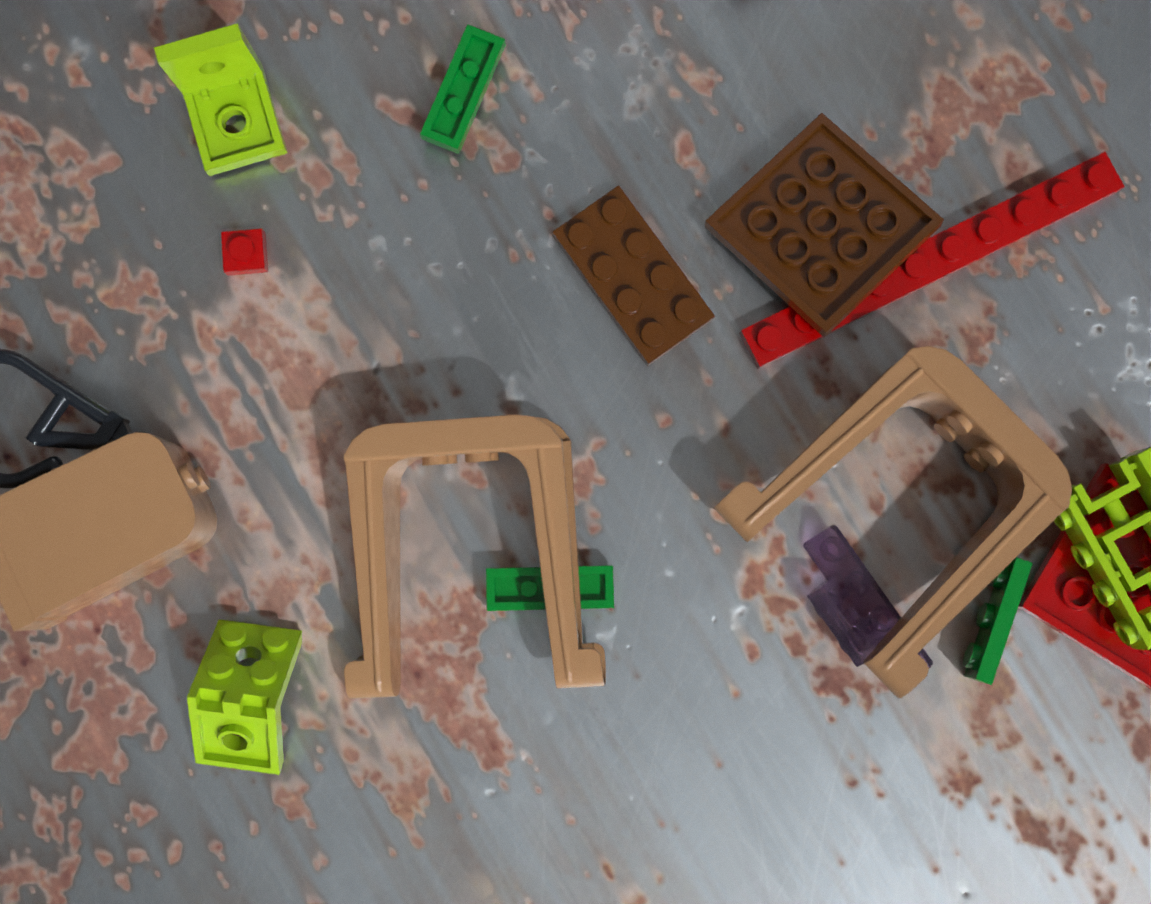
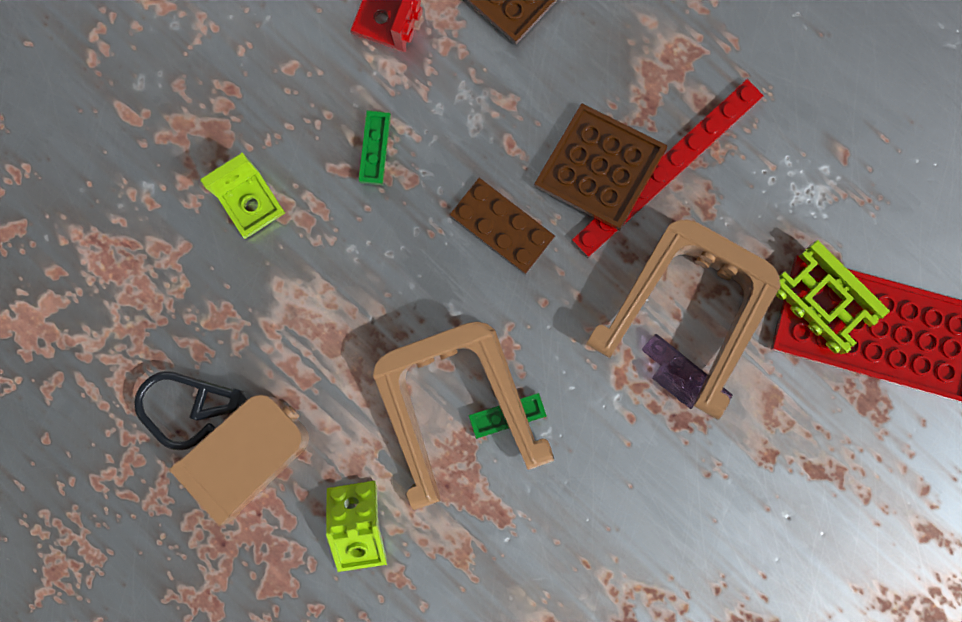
camera: 10 degrees left, 0 degrees up
(244, 252) = (278, 276): red plate -> none
(996, 622) = (761, 361): green plate -> none

